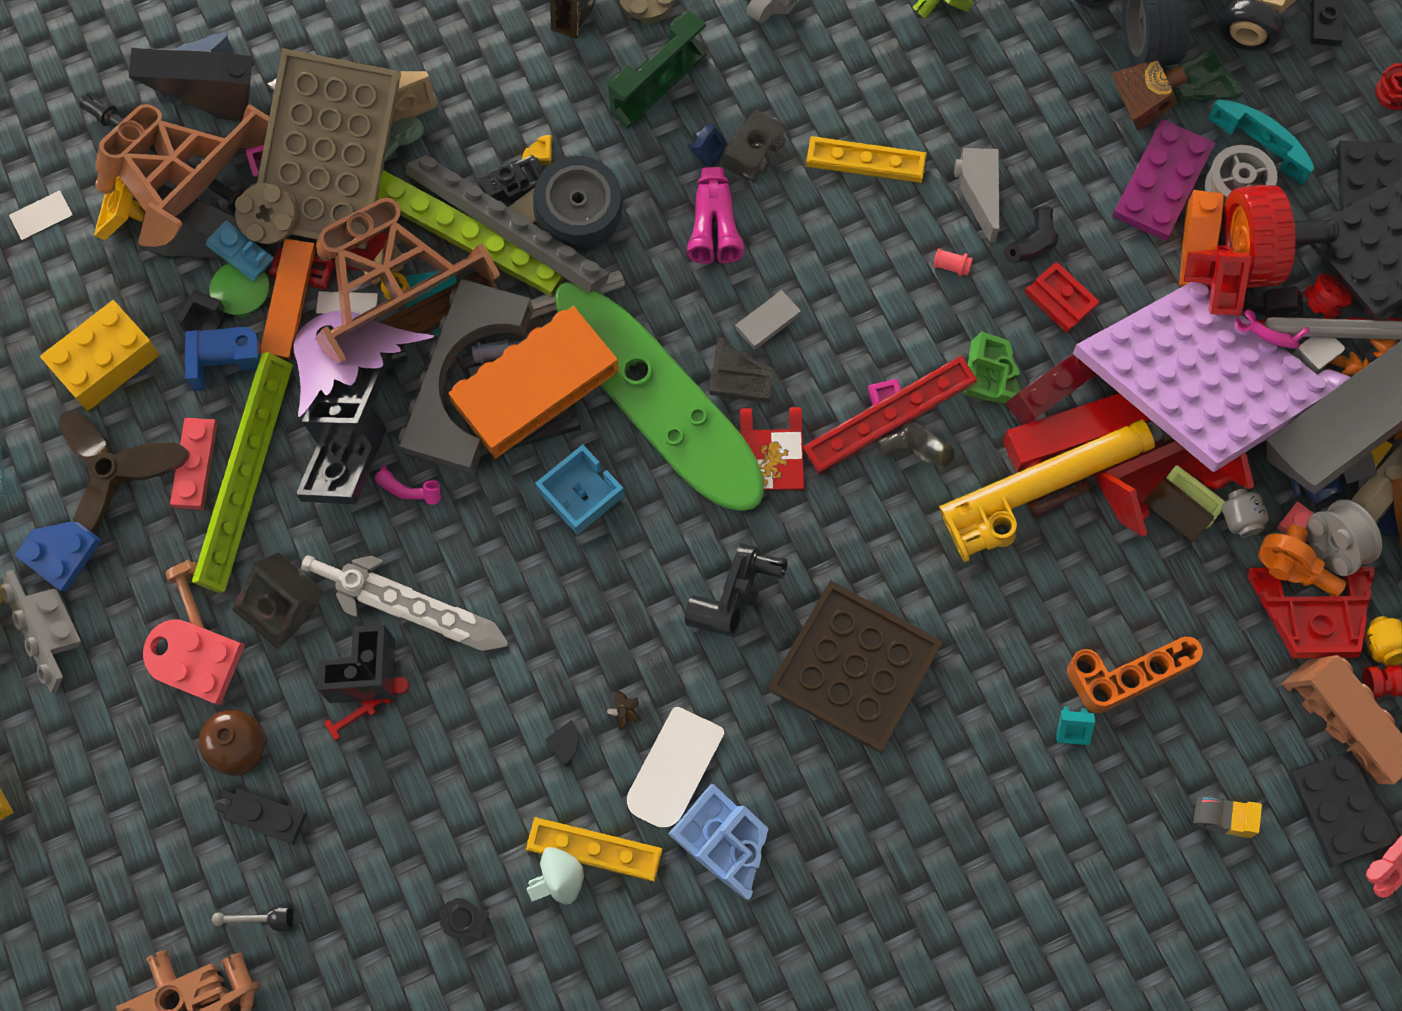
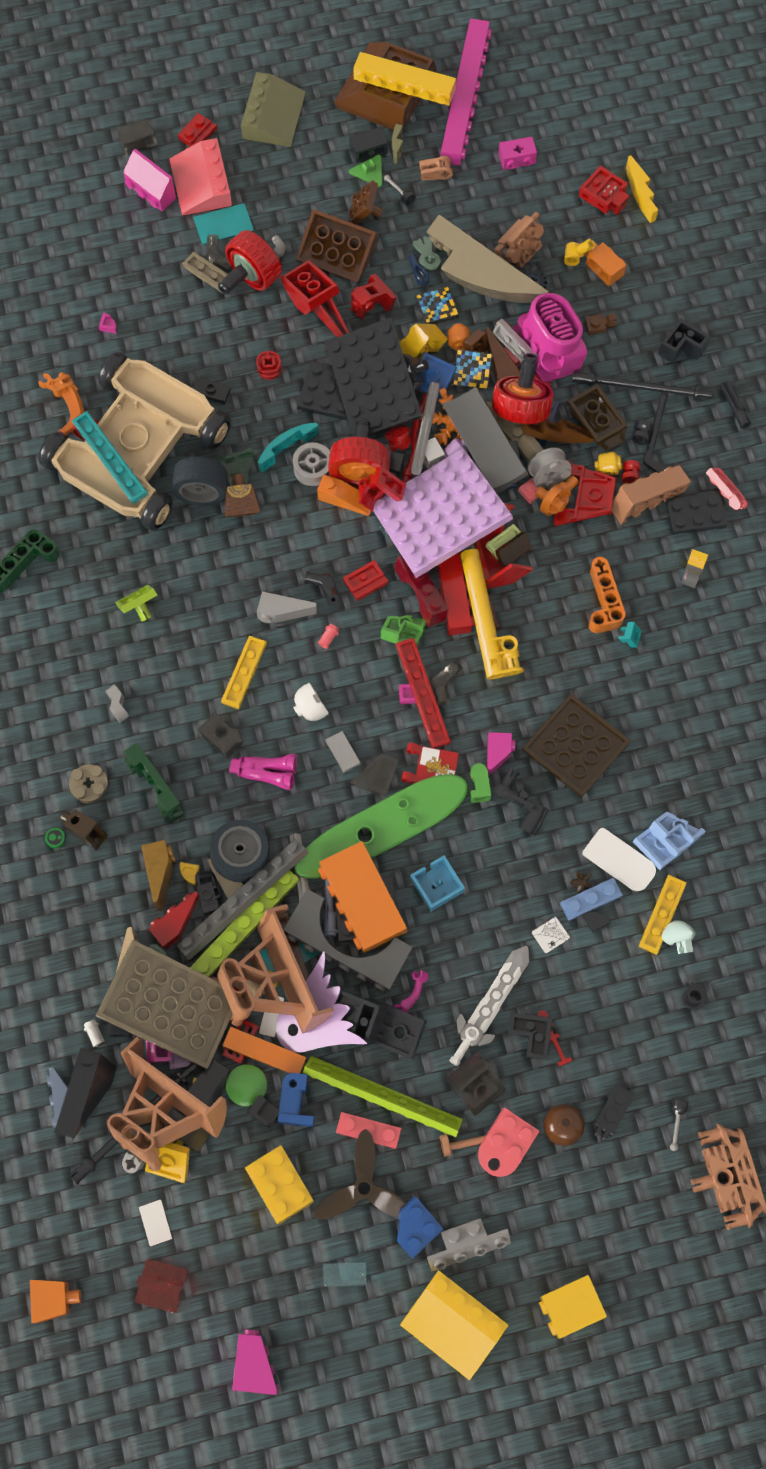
camera: 80 degrees left, 0 degrees up
(239, 251) = (223, 1078): dark azure plate -> none
(249, 207) = (198, 1063): dark tan plate -> none
(455, 145) = (172, 926): none -> red slope
(523, 103) = (159, 868): none -> pearl gold slope
(531, 678) = (550, 935): none -> white sticker
(599, 731) = (591, 899): none -> medium blue plate
(708, 145) = (214, 763): dark blue tile -> none
(758, 527) = (480, 777): none -> bright green leg
(817, 544) = (498, 750): none -> dark pink slope
(831, 253) = (309, 704): none -> white cylinder
(1163, 179) = (298, 506): magenta plate -> none
(1245, 513) = (523, 515): light grey head -> none
(1271, 336) = (425, 470): dark pink piece -> none

